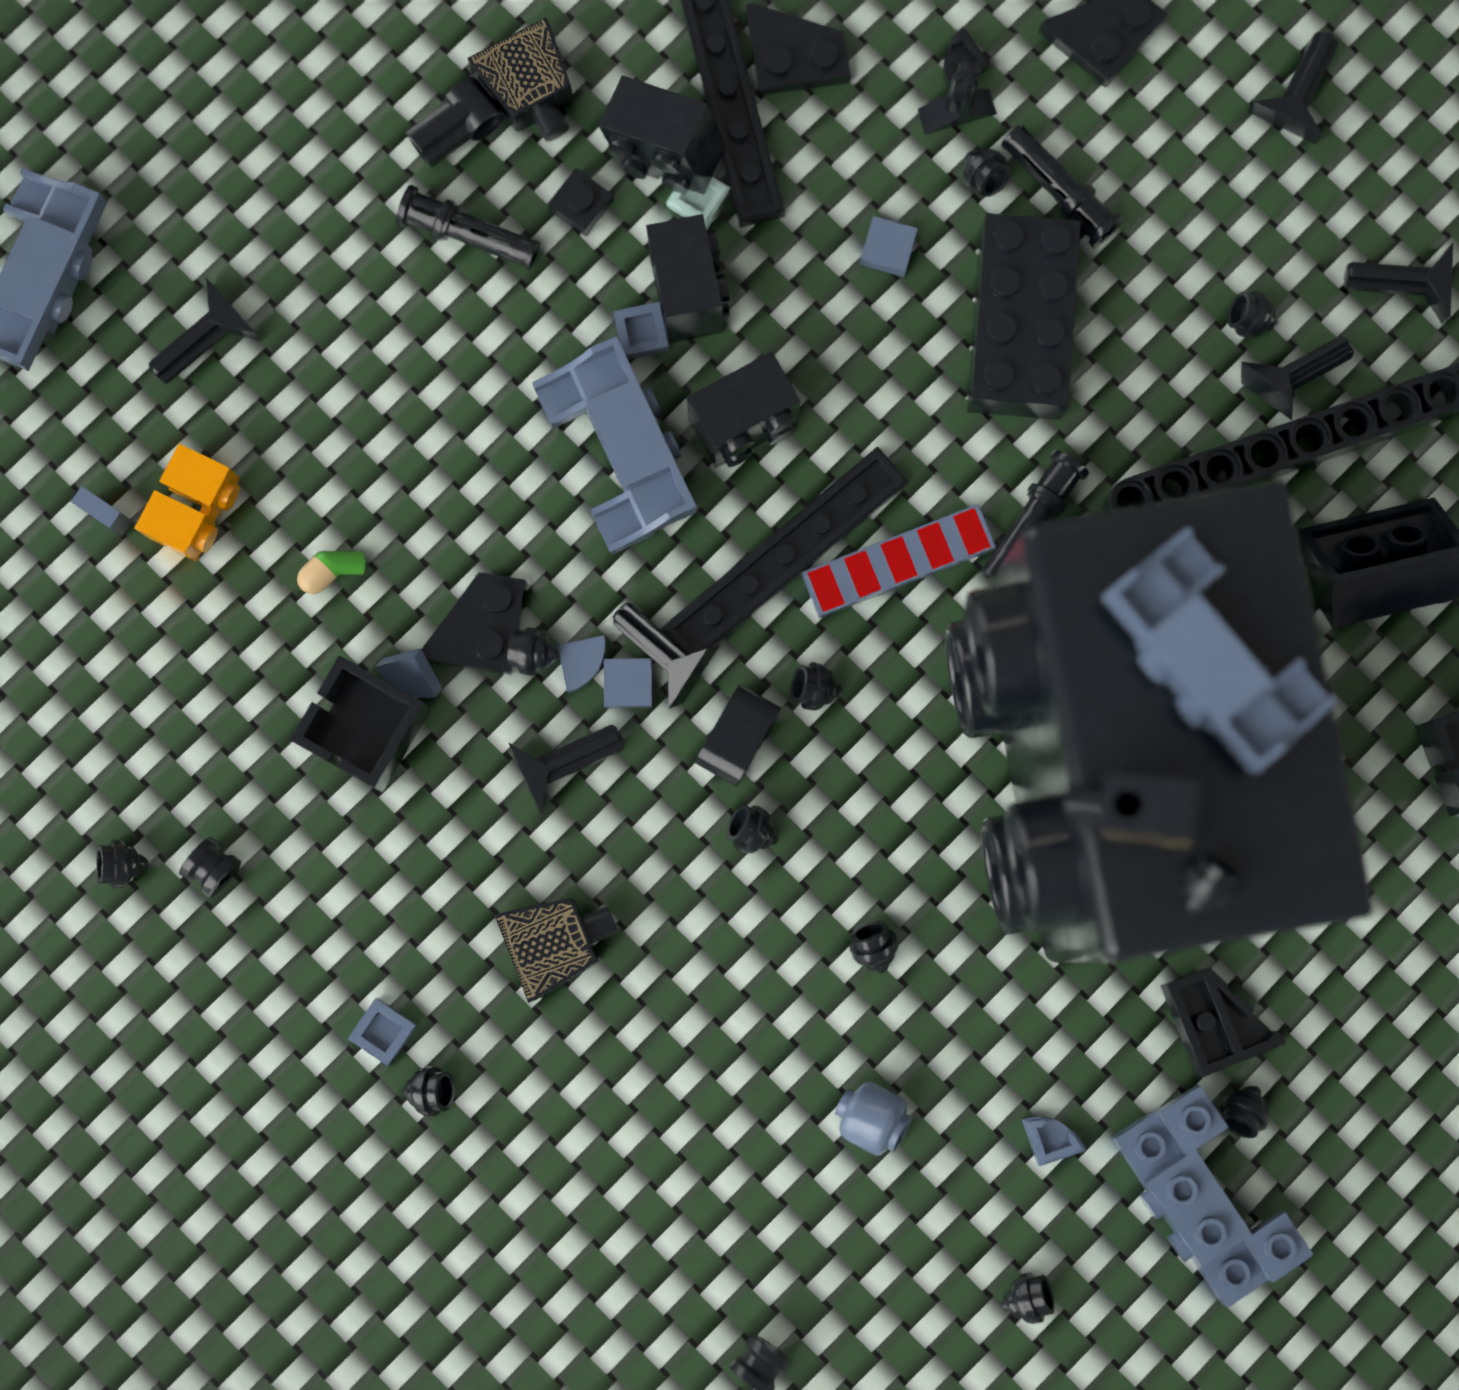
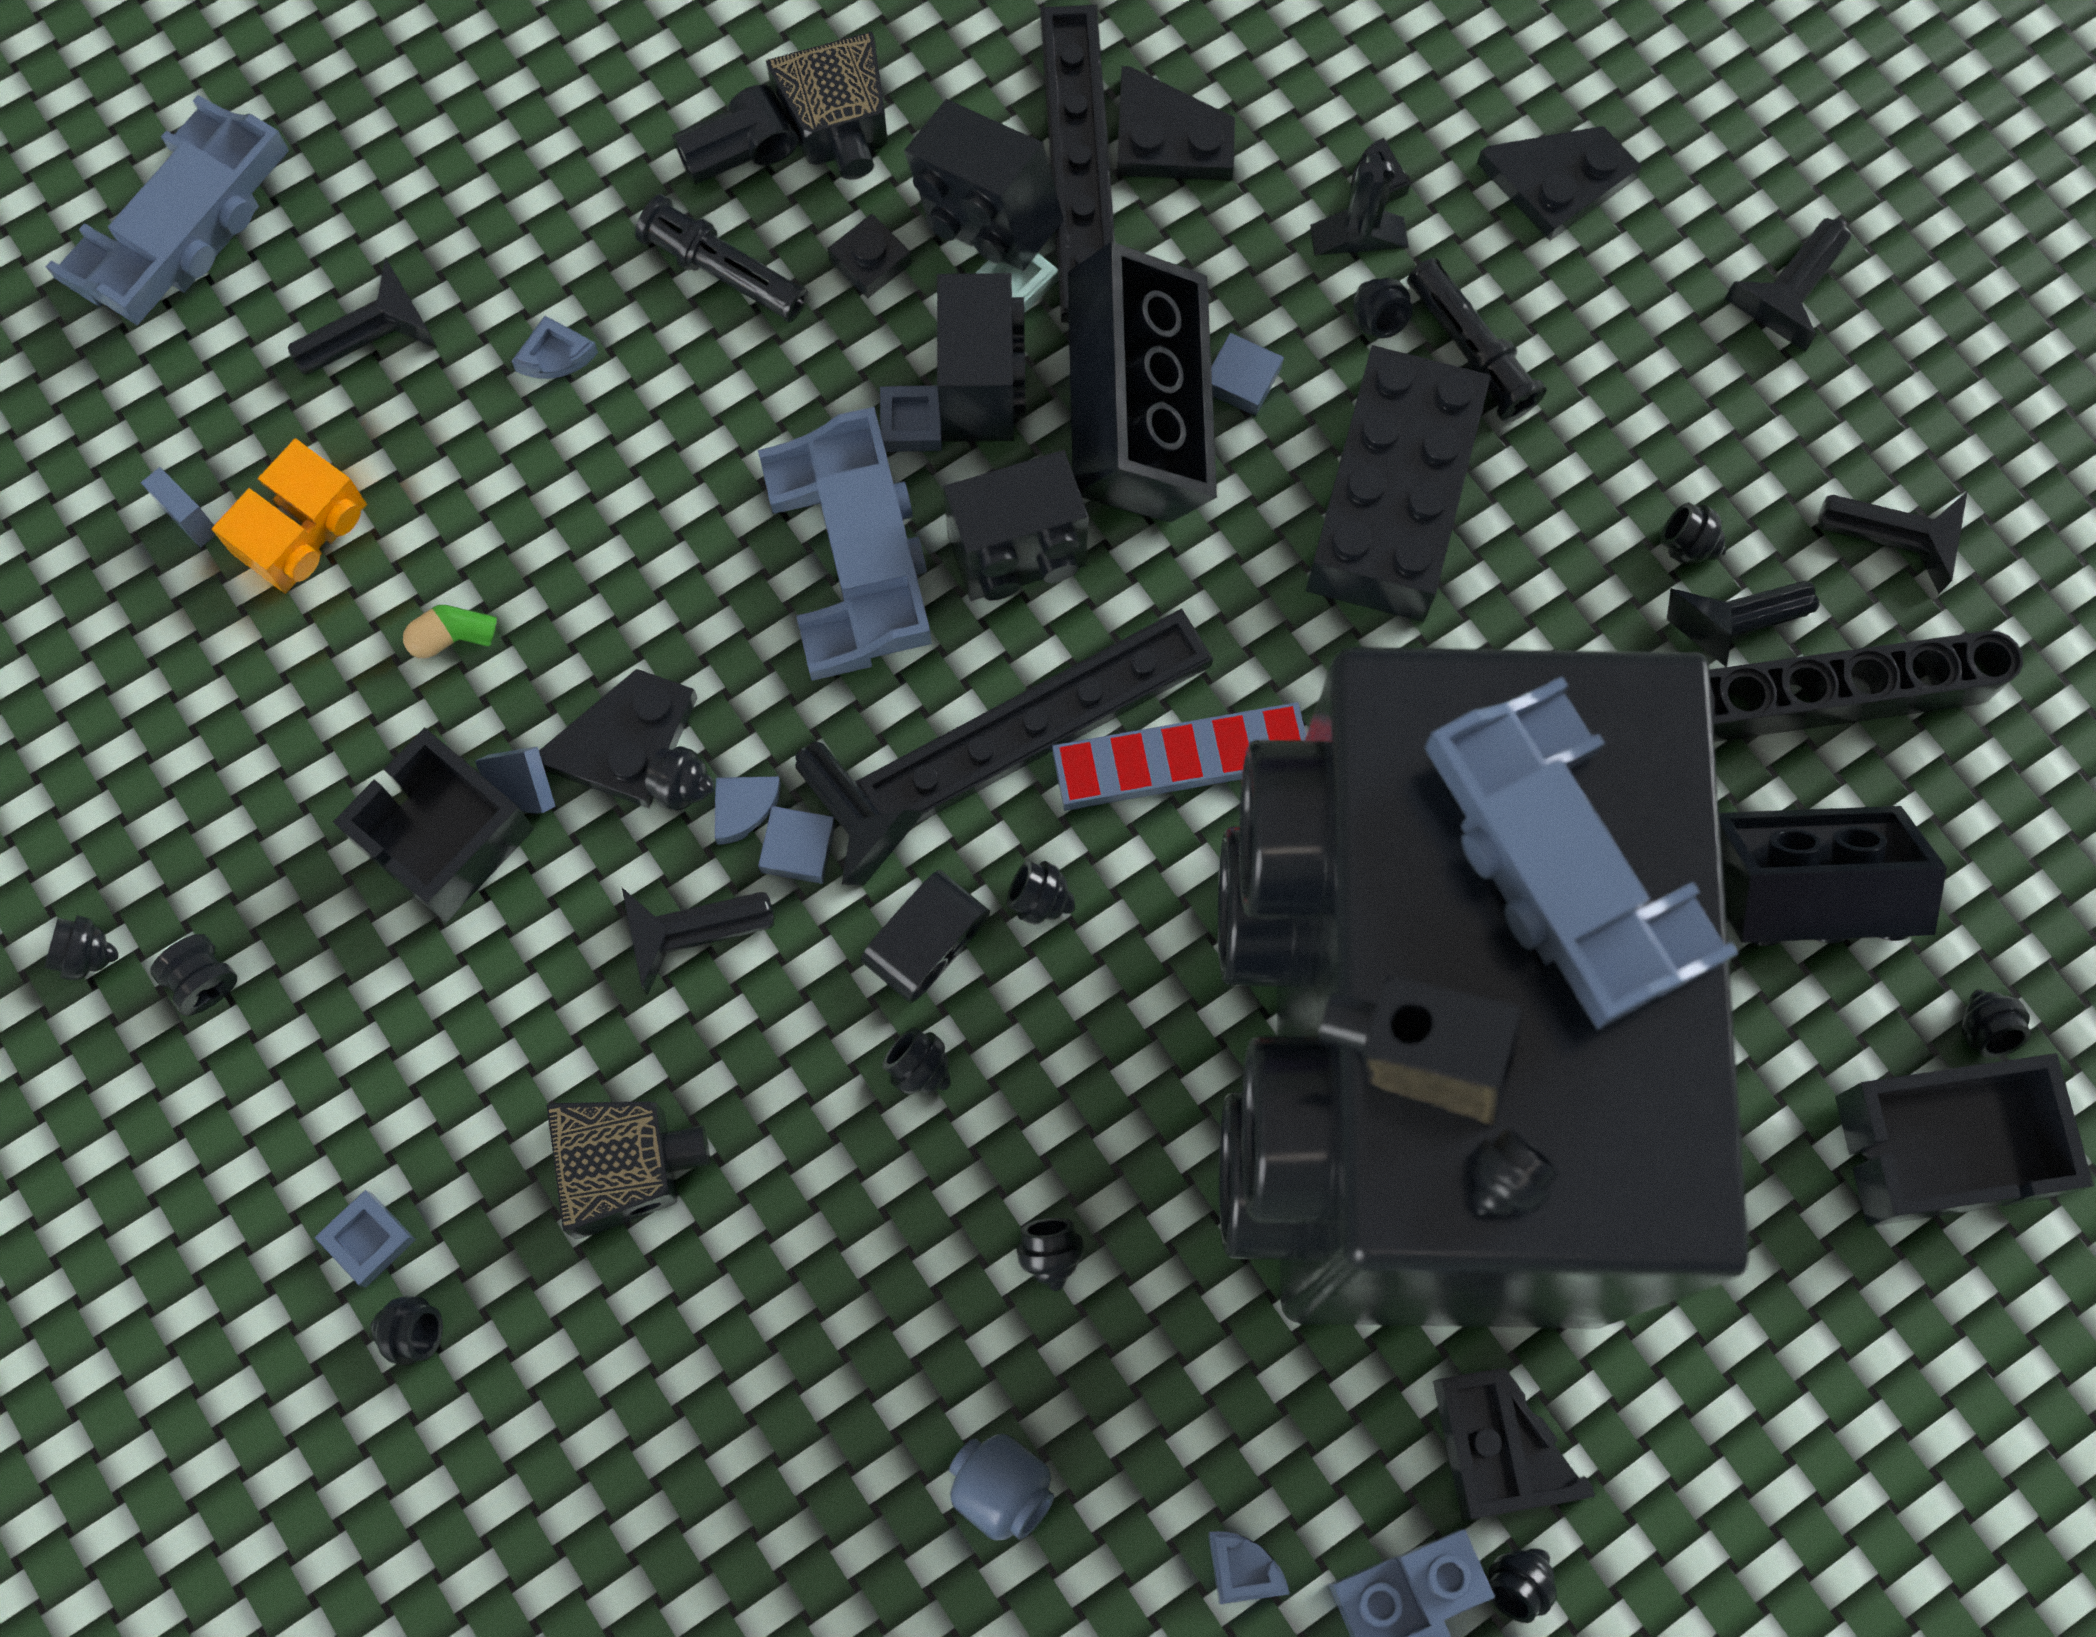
camera: 10 degrees right, 10 degrees down
(353, 327) = (553, 351): none -> sand blue tile
(815, 276) = (1141, 384): none -> black brick

